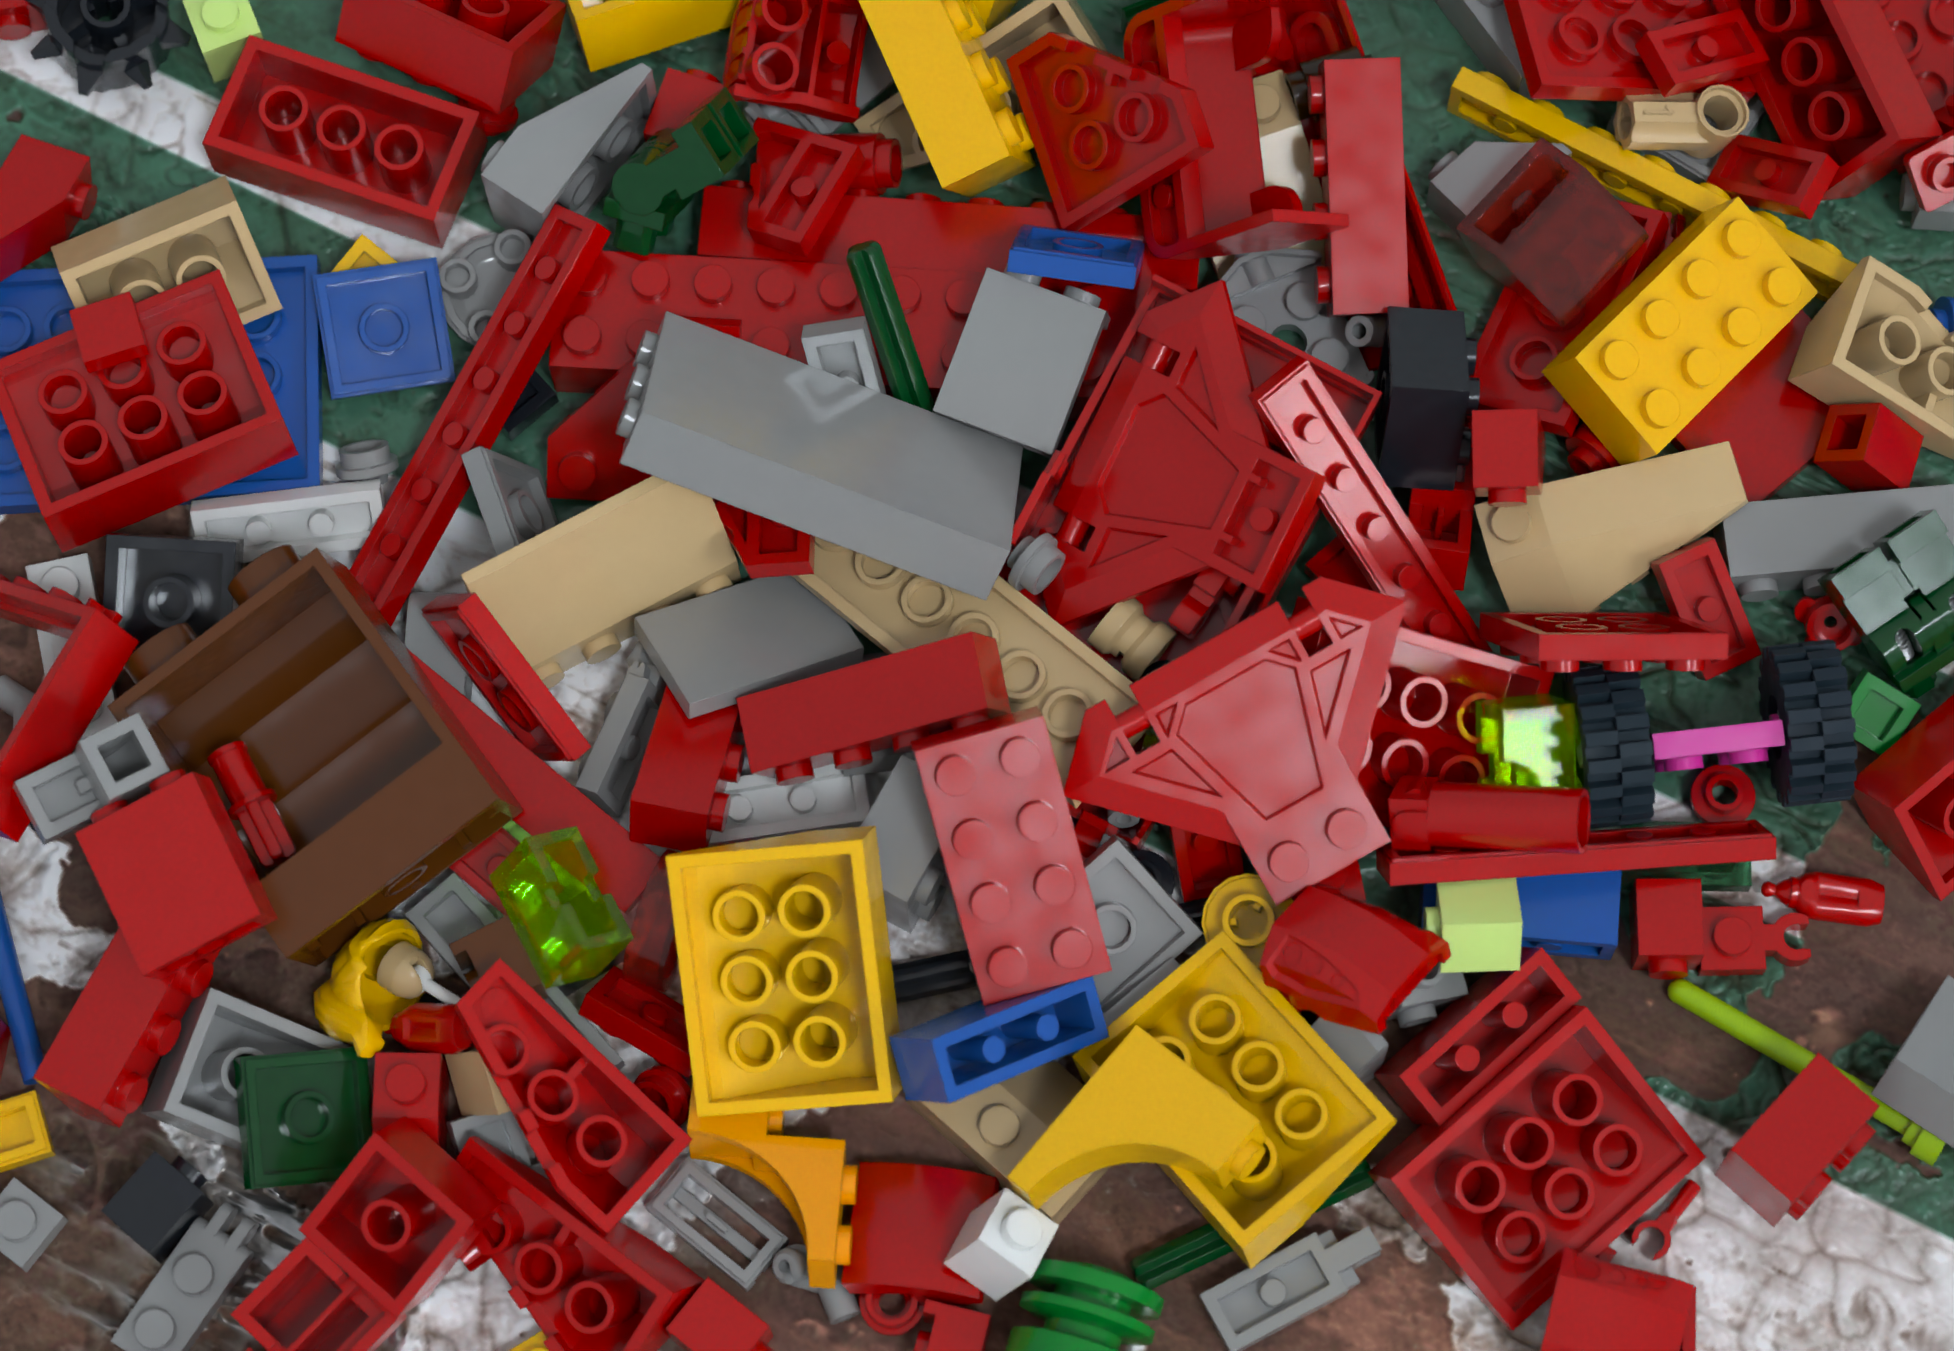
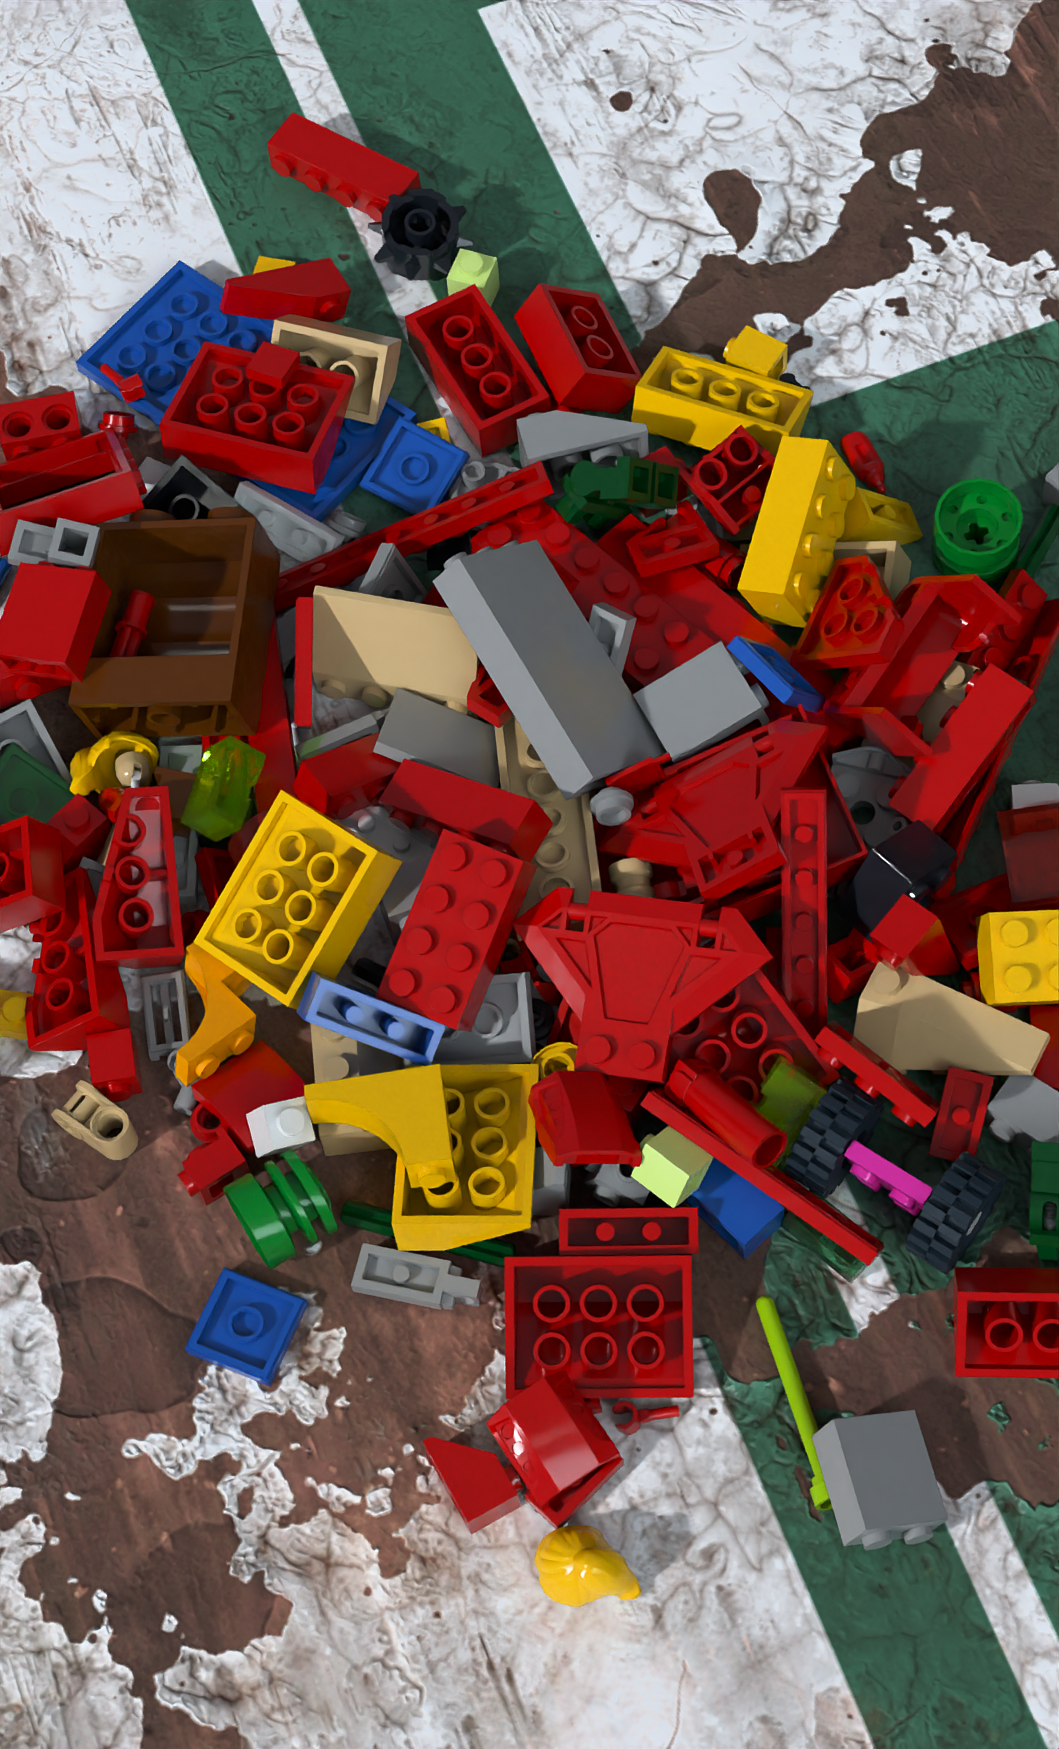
camera: 45 degrees right, 10 degrees down
(888, 324) = (646, 632): dark green axle -> none
(1666, 927) = (785, 1262): red brick -> none
(1710, 810) = (888, 1234): red plate -> none
(1739, 941) = (823, 1304): red plate -> none
(1801, 1134) = (746, 1426): red brick -> none
(1813, 613) = (1015, 1181): red plate -> none
(1831, 897) = (893, 1323): red piece -> none
(1879, 711) = (1007, 1244): green plate -> none

